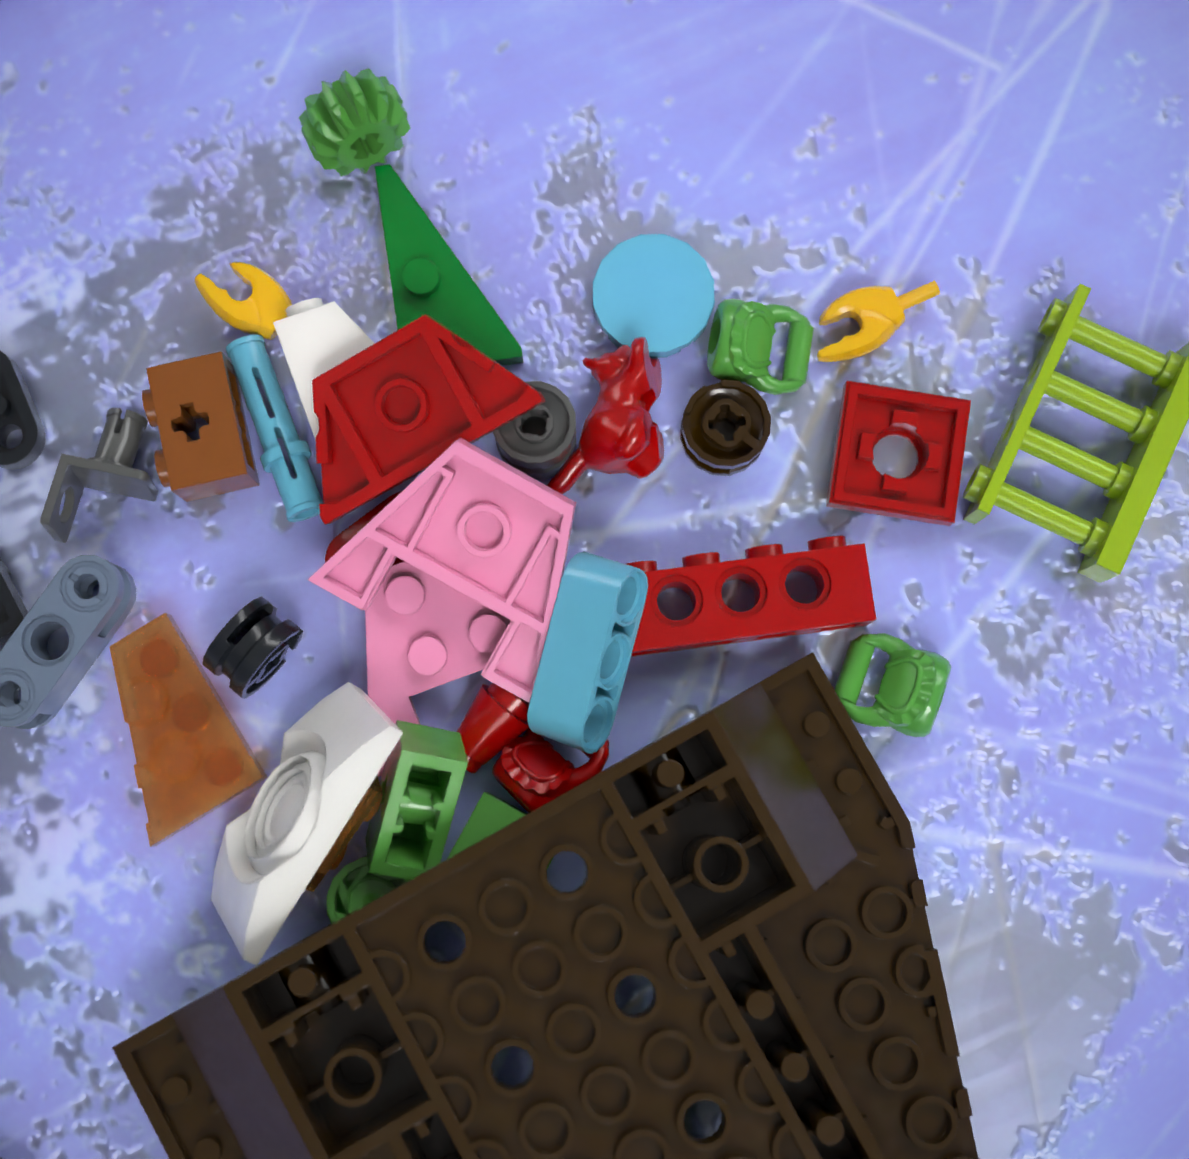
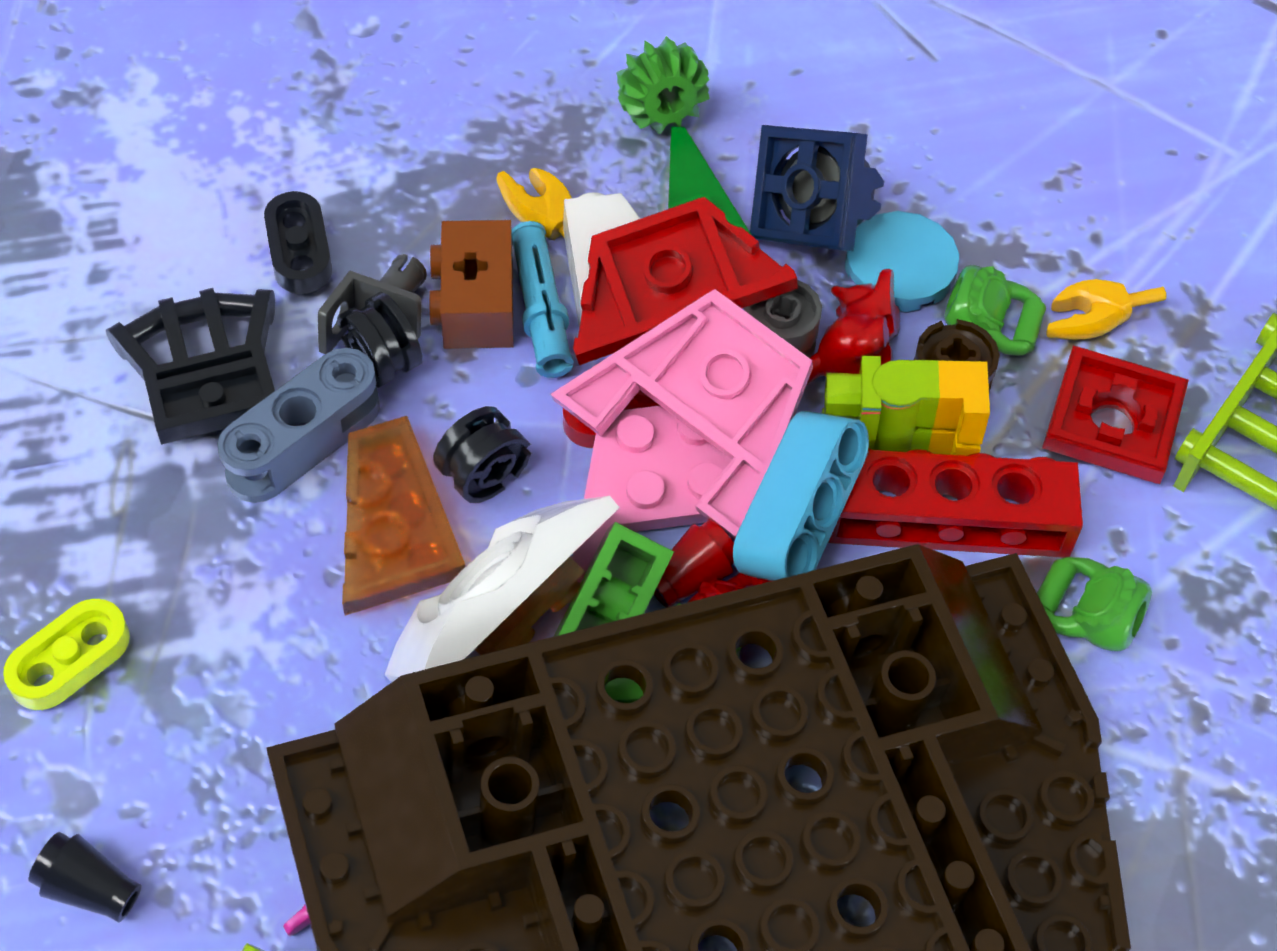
camera: 10 degrees right, 25 degrees down
(109, 533) = (383, 335): none -> black wheel
(552, 236) = (820, 188): none -> dark blue piece
(683, 514) = (915, 403): none -> lime hips

